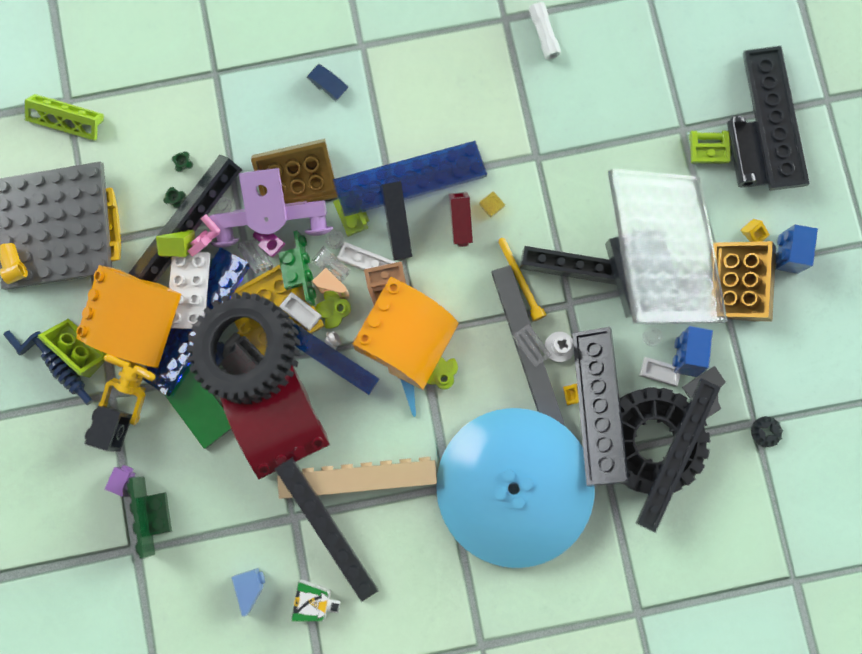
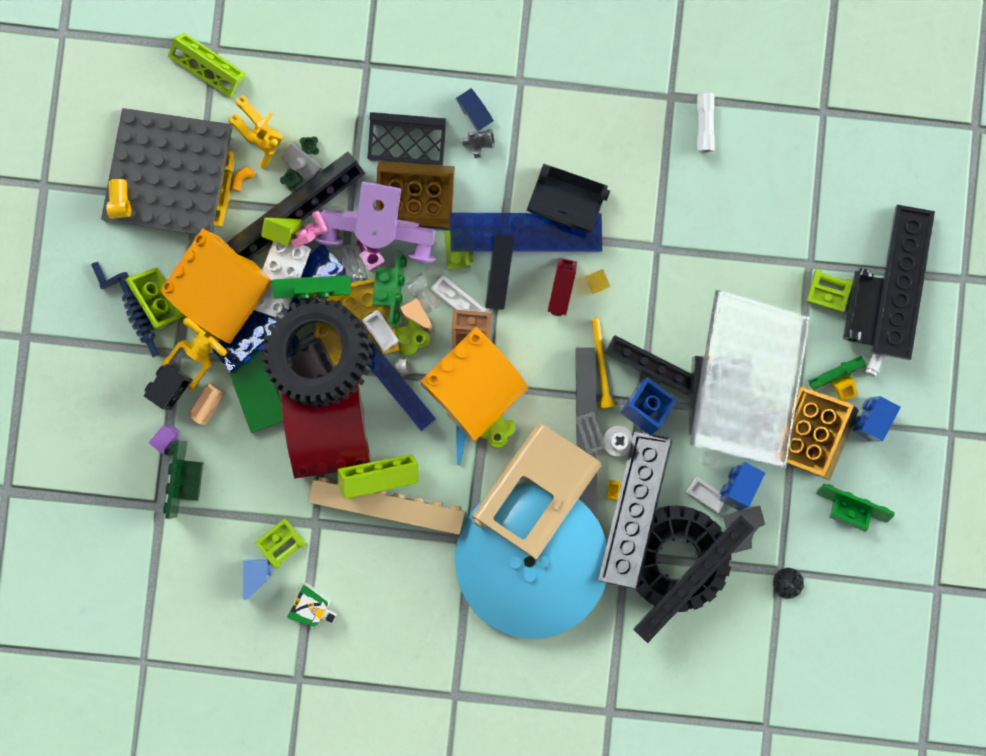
camera: 15 degrees right, 5 degrees up
(125, 208) = (241, 175): none -> light orange arm
(132, 162) = (261, 135): none -> yellow piece
(153, 434) = (206, 404): none -> light nougat tile
(178, 178) = (301, 162): none -> light grey tile
(221, 287) = (311, 287): none -> green bracket
(258, 545) = (276, 538): none -> lime plate
(264, 112) = (406, 121): none -> black fence
(326, 529) = (344, 544): black plate -> none
(339, 451) = (378, 476): none -> lime brick
(340, 109) = (479, 140): none -> dark grey piece
(439, 134) = (567, 198): none -> black door
(506, 388) = (552, 465): none -> tan piece
(579, 303) = (648, 406): none -> blue brick
(750, 213) = (844, 369): none -> green pin
(775, 201) = (874, 365): none -> white pin
(803, 341) = (852, 509): none -> green bracket

